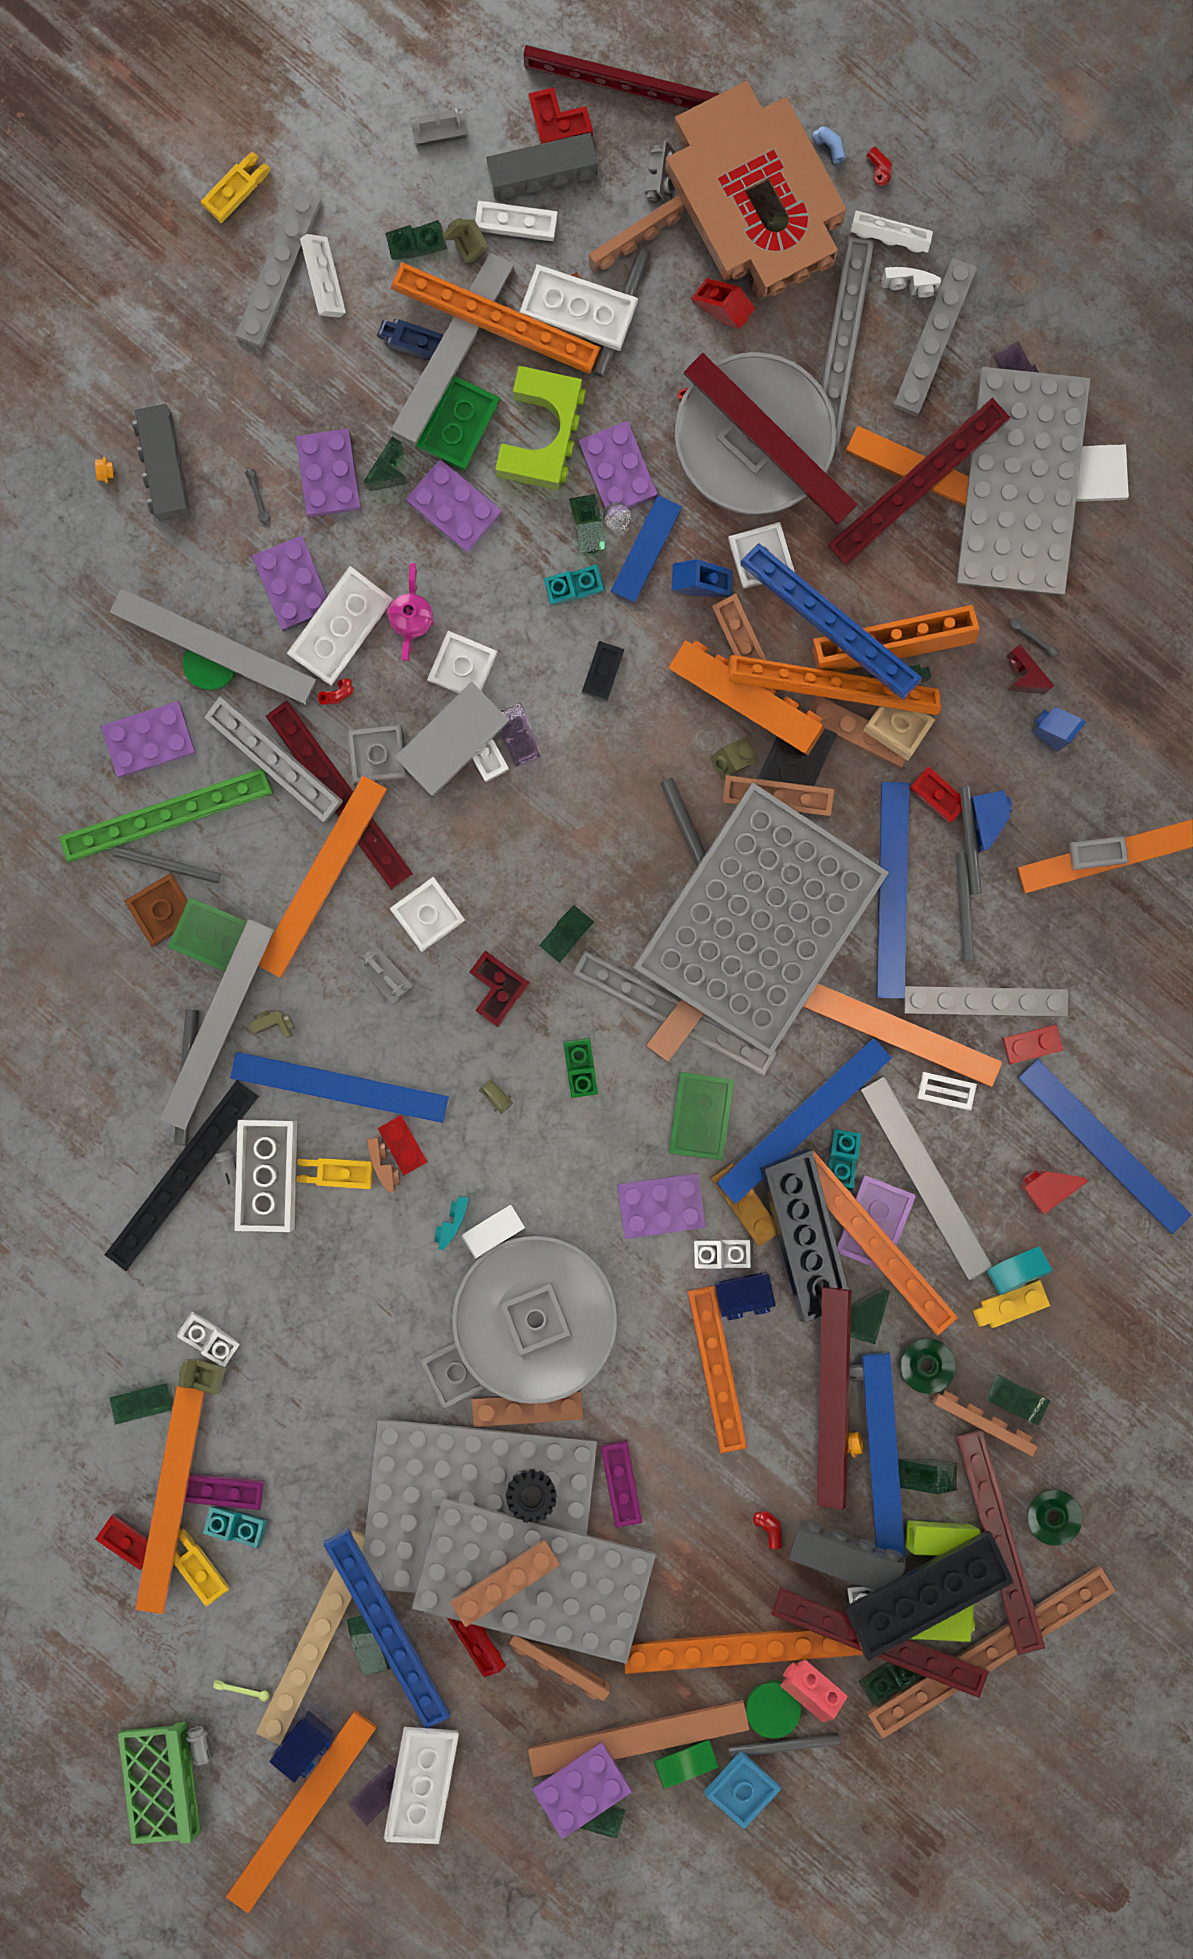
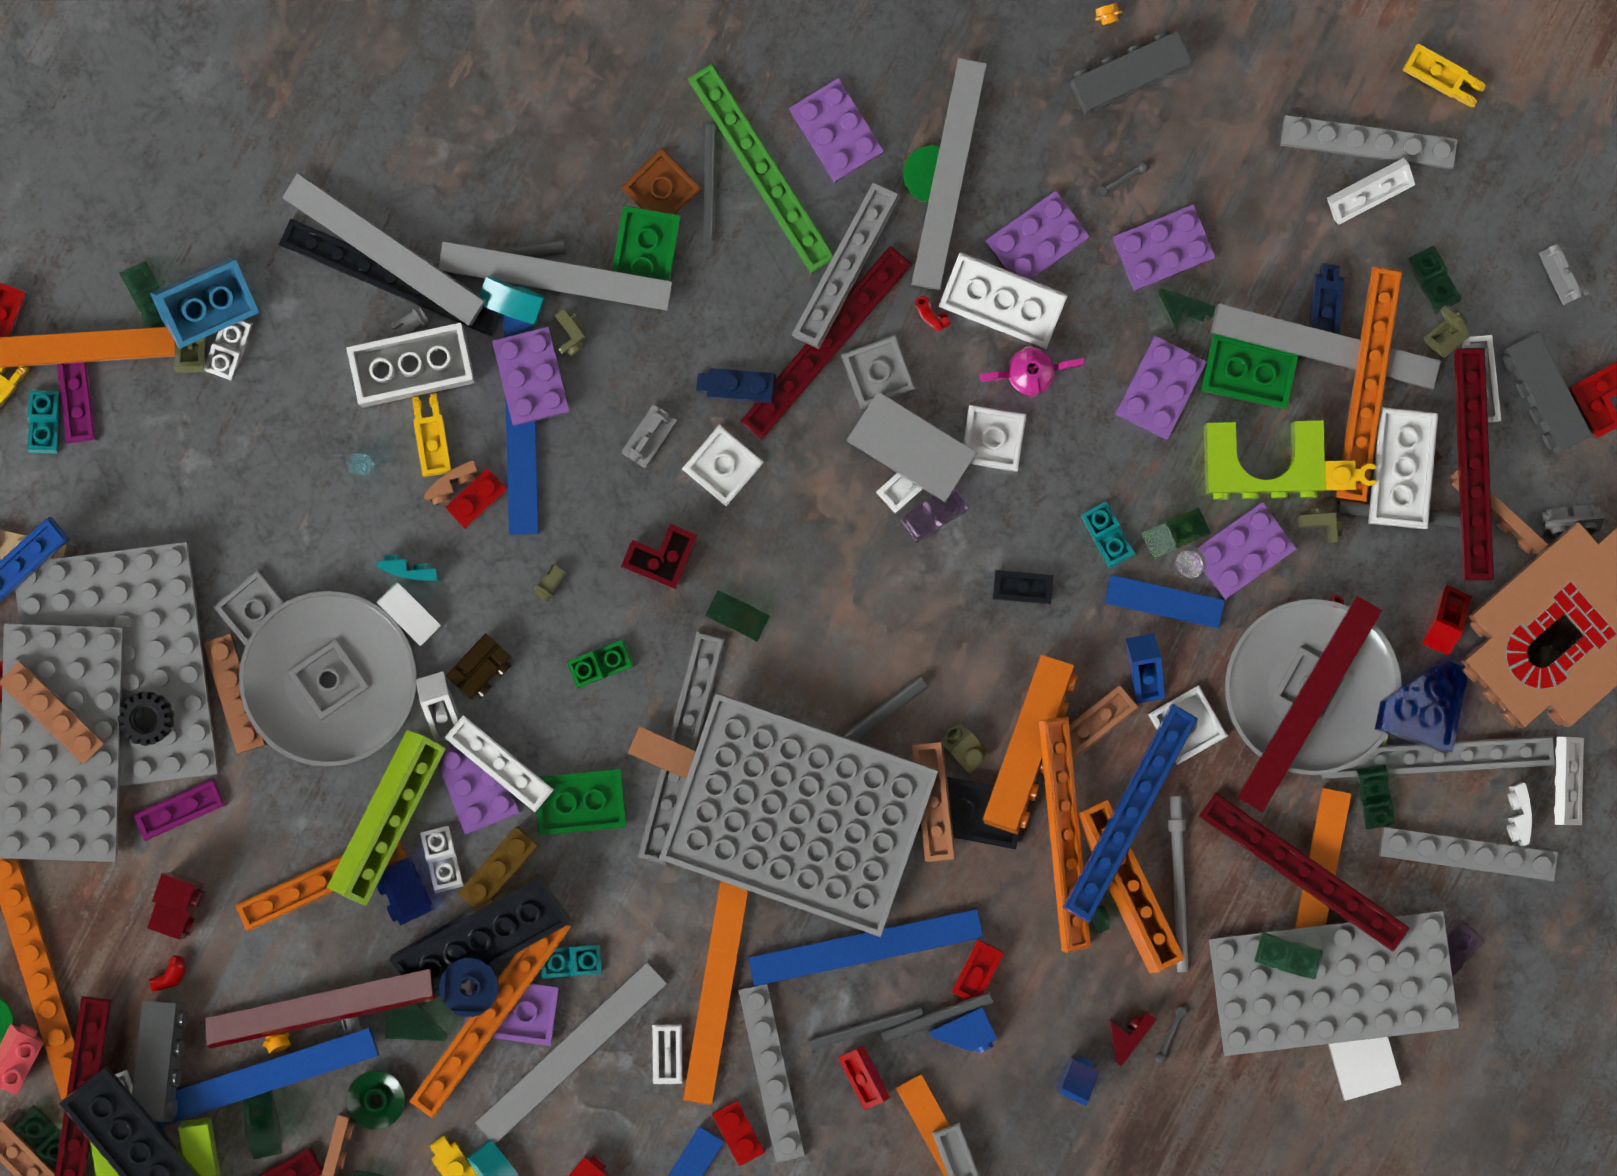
camera: 75 degrees right, 0 degrees up
(153, 1174) = (384, 249): none -> light grey tile
(161, 1351) = (204, 302): none -> dark azure slope
(229, 1070) = (512, 301): none -> teal slope
(303, 1068) = (530, 376): none -> medium lavender plate
(322, 876) = (736, 346): orange tile -> none
(346, 1244) = (360, 464): none -> clear light blue plate
(358, 883) = (737, 385): none -> dark blue hinge
(557, 1178) = (479, 667): none -> dark brown brick
(572, 357) = (1343, 475): none -> yellow plate
(584, 1223) = (437, 704): none -> white slope
(590, 242) = (1473, 464): none -> dark red tile
(604, 396) = (1316, 518): none -> olive bracket
(649, 1180) = (499, 763): none -> white tile
(675, 1295) = (386, 817): none -> lime brick
(707, 1508) = (175, 905): none -> dark red brick
(797, 337) = (1426, 707): none -> clear blue plate
(804, 1119) = (601, 910): blue tile -> none
(850, 586) = (1176, 827): none -> light grey bar
(850, 729) = (1024, 874): nougat plate -> none
(855, 1269) = (457, 974): none -> dark blue plate
(866, 406) = (1375, 797): none -> clear green slope
(899, 729) = (1035, 913): tan tile -> none
(991, 512) = (1288, 956): none -> clear green slope
(1009, 919) = (864, 1077): none -> red plate

